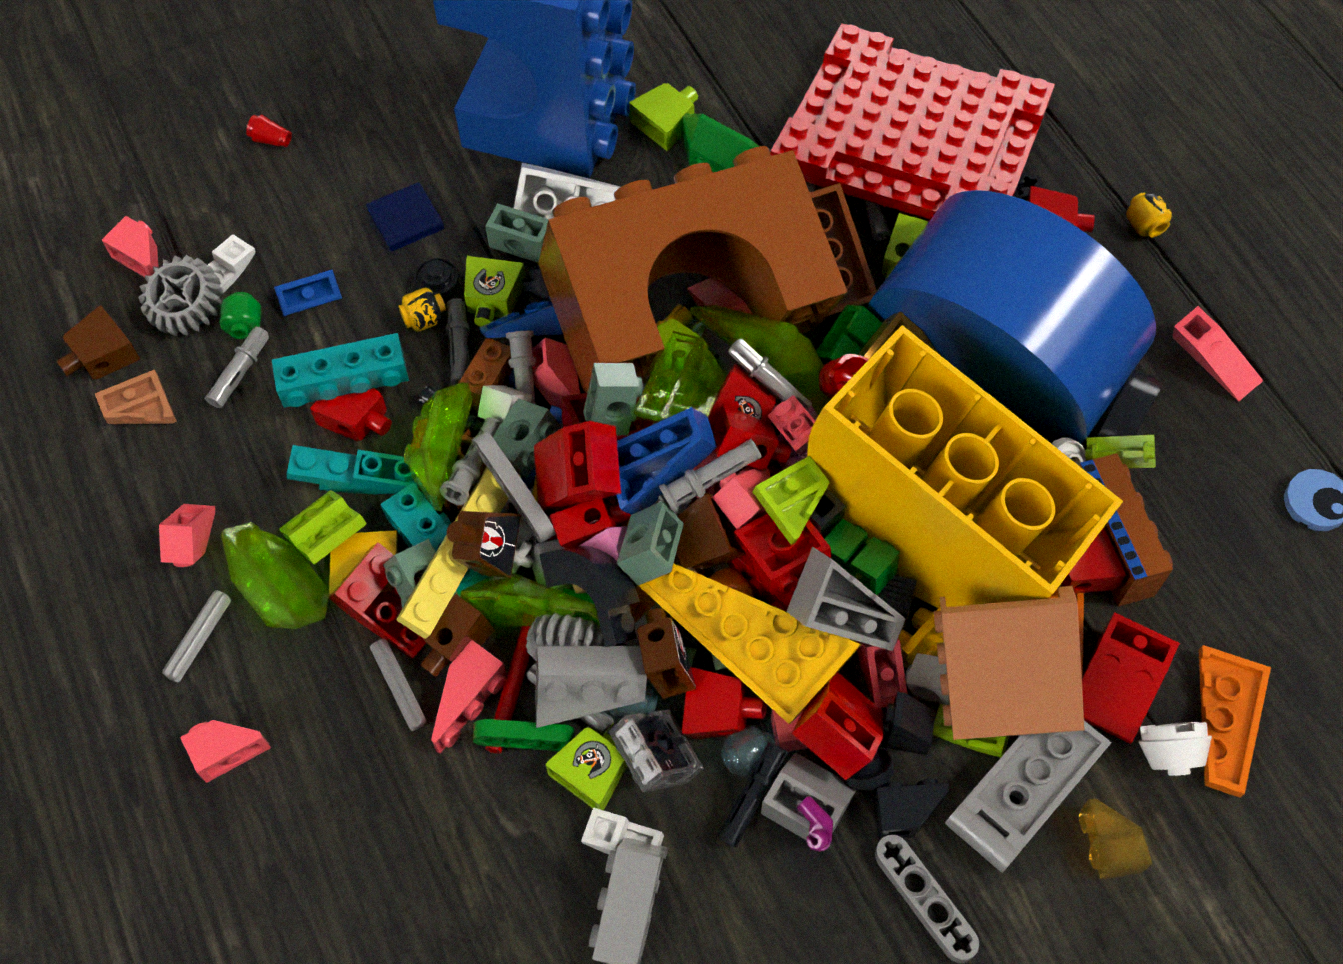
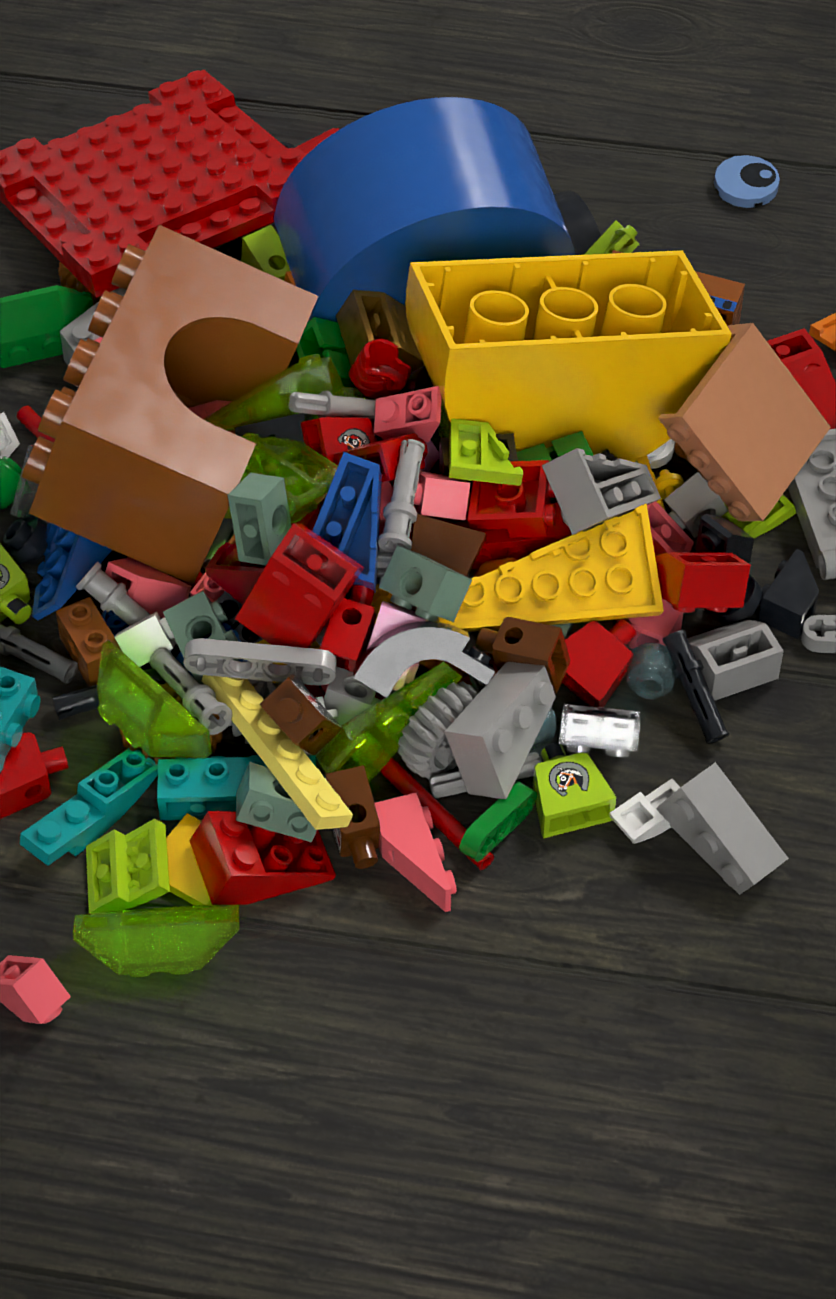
camera: 55 degrees left, 10 degrees down
(196, 636) = (148, 1044): light grey axle -> none
(221, 747) = (294, 1078): coral slope -> none
(398, 685) = (353, 900): light grey axle -> none
(820, 824) = (770, 643): magenta arm -> none
(1149, 214) = (392, 93): yellow head -> none
(1216, 353) = (571, 147): coral slope -> none

